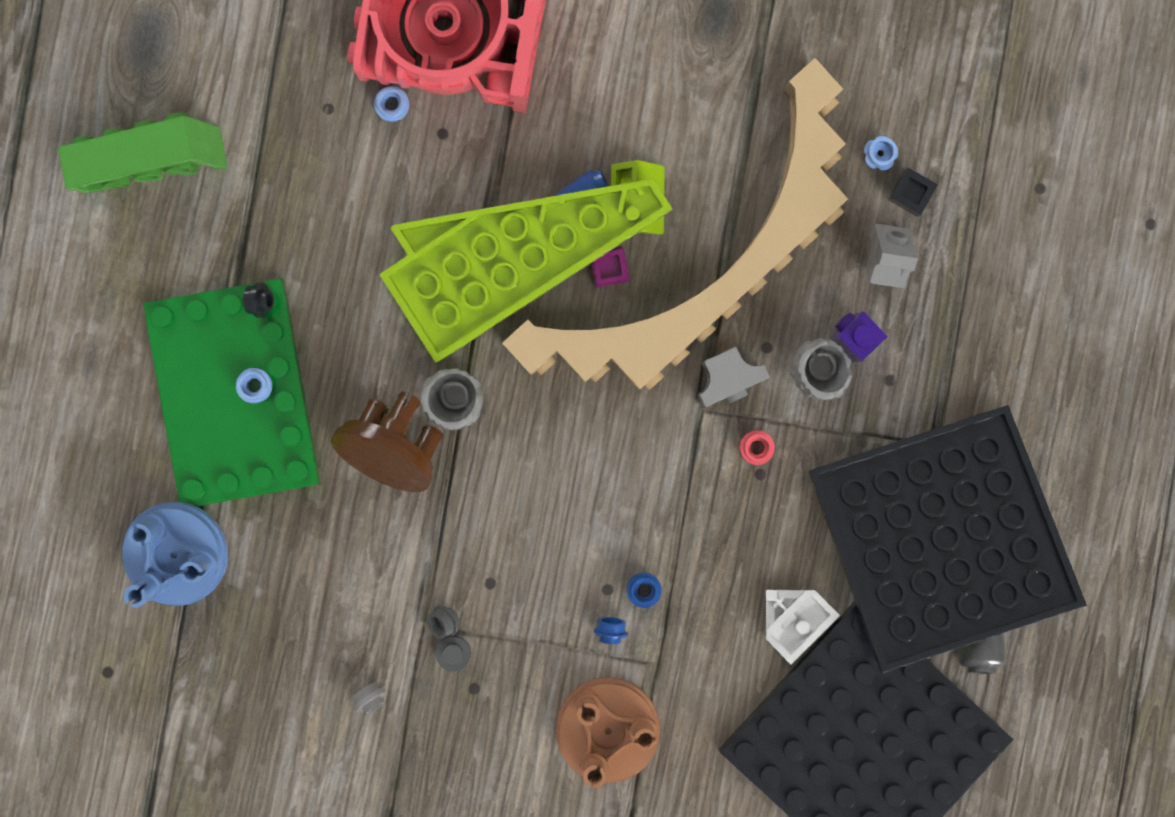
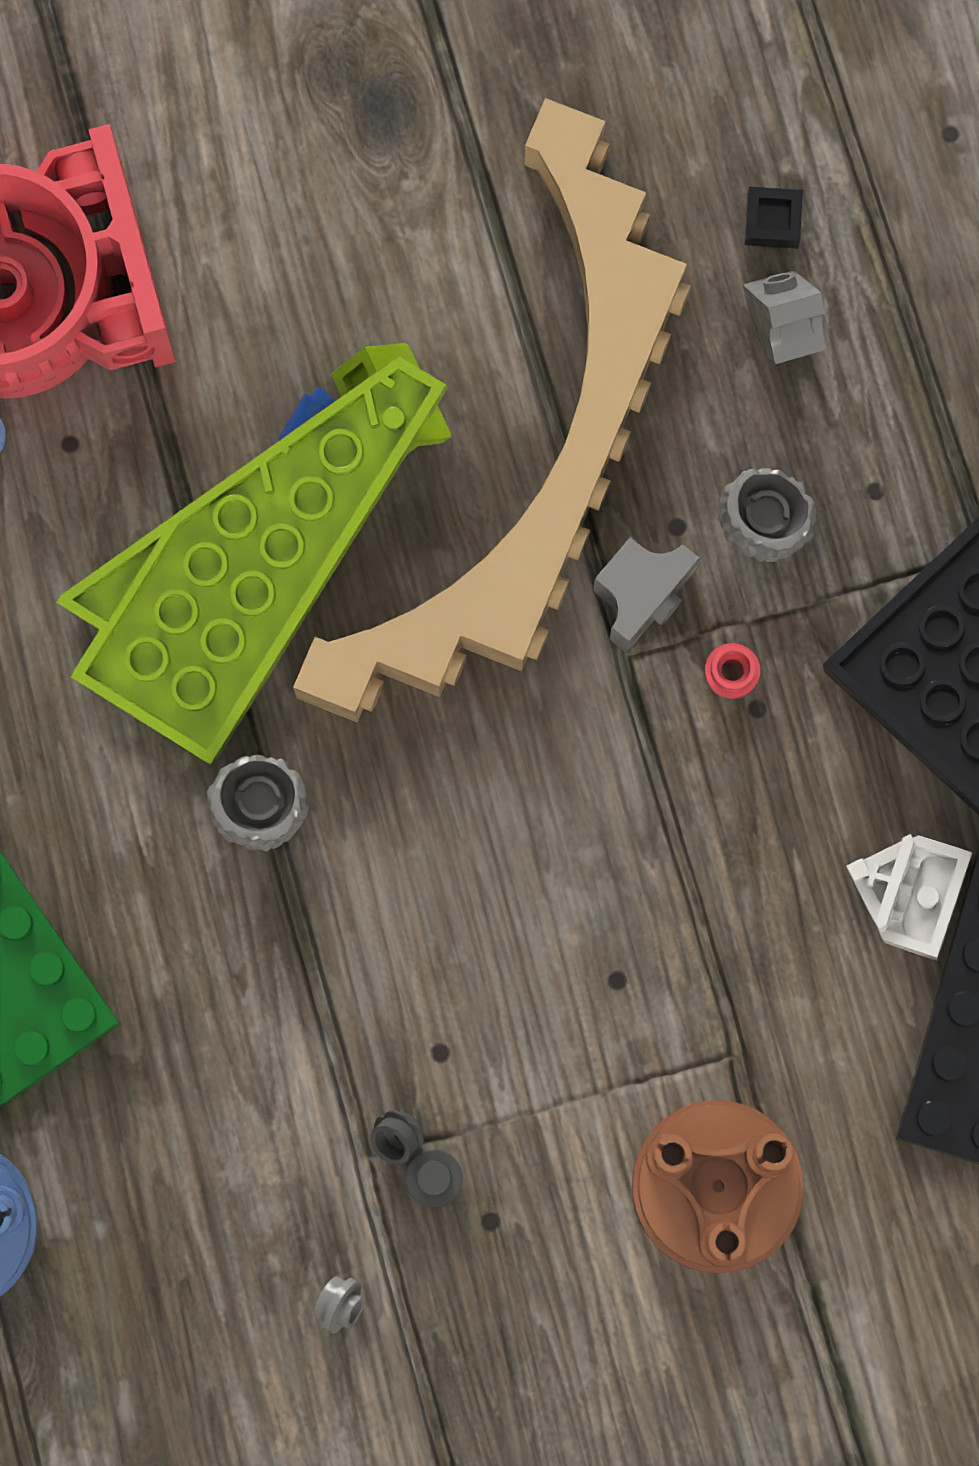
camera: 30 degrees left, 10 degrees down
(380, 447) = (195, 918): reddish brown piece -> none
(611, 268) = (399, 518): magenta tile -> none
(611, 630) = (650, 1033): blue plate -> none
(648, 600) = (682, 939): blue plate -> none
(858, 335) = (796, 443): dark purple brick -> none
(889, 149) = (702, 172): light blue plate -> none

